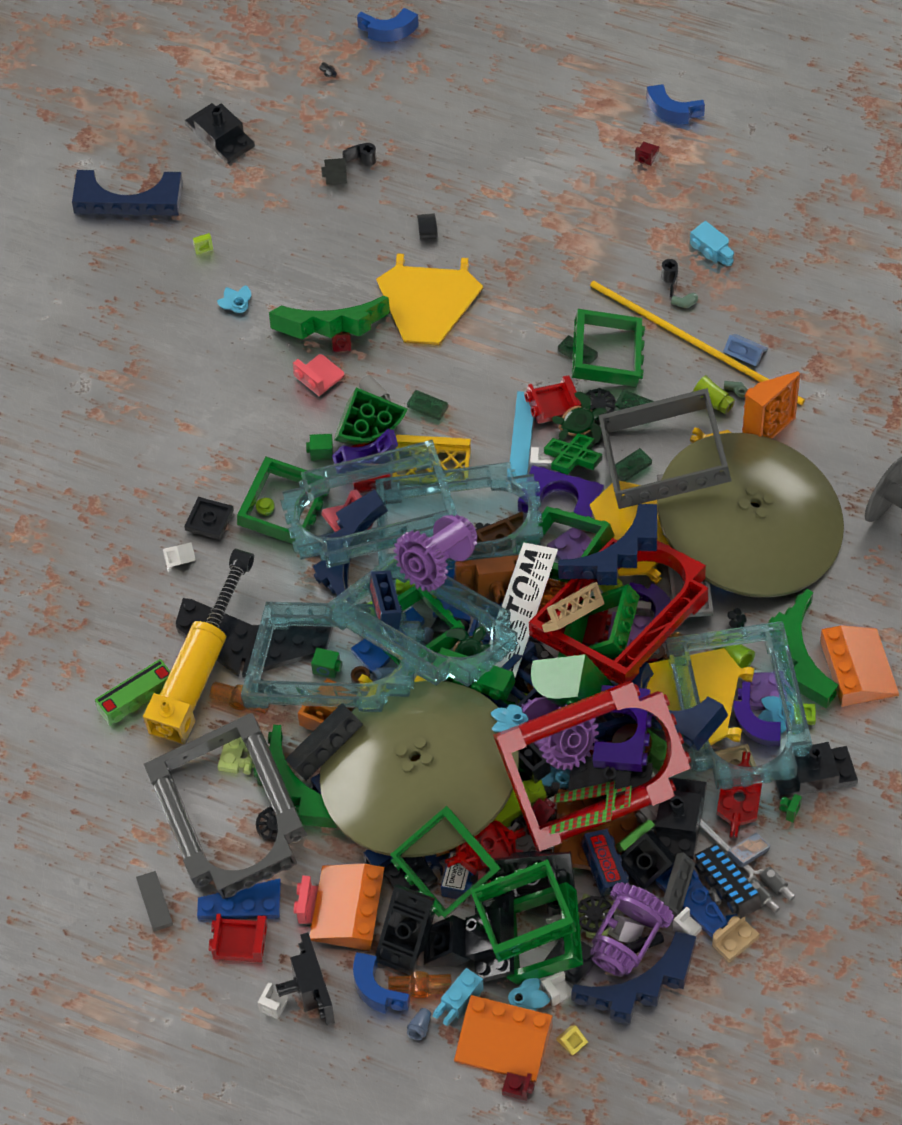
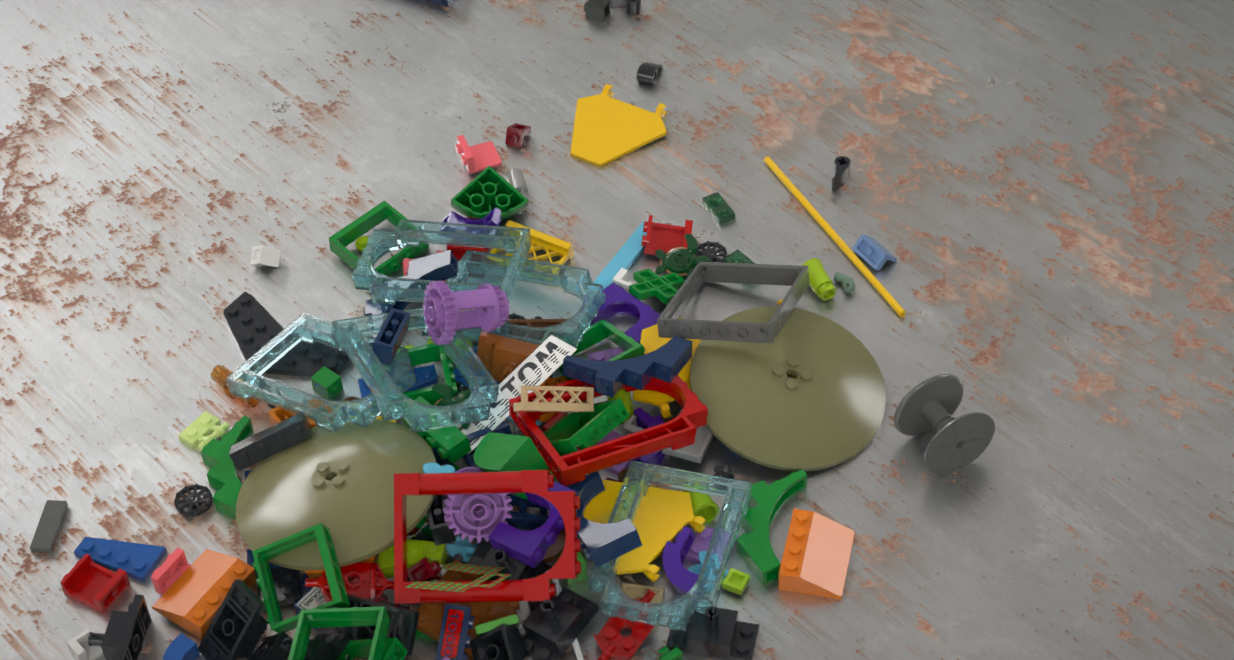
camera: 25 degrees right, 10 degrees down
(132, 693) = (152, 351): bright green brick -> none
(172, 711) = (167, 374): yellow piece -> none
(202, 243) = (450, 30): lime plate -> none
(209, 518) = (309, 237): black plate -> none
(235, 300) = (449, 81): medium azure plate -> none
(289, 823) = (194, 496): dark grey door -> none
(320, 447) = (439, 209): green brick -> none
(328, 323) = (508, 116): green arch -> none
(427, 405) = (556, 208): clear green plate -> none
(601, 373) = (732, 233): green window -> none
(632, 464) = (711, 312): clear green plate -> none
(646, 153) = (880, 72): dark red bracket -> none
(671, 110) = (926, 46): blue arch -> none
(685, 302) = (842, 198): sand green arm -> none
(712, 244) = (894, 158): medium azure hinge -> none
(771, 405) = (859, 298): orange slope -> none

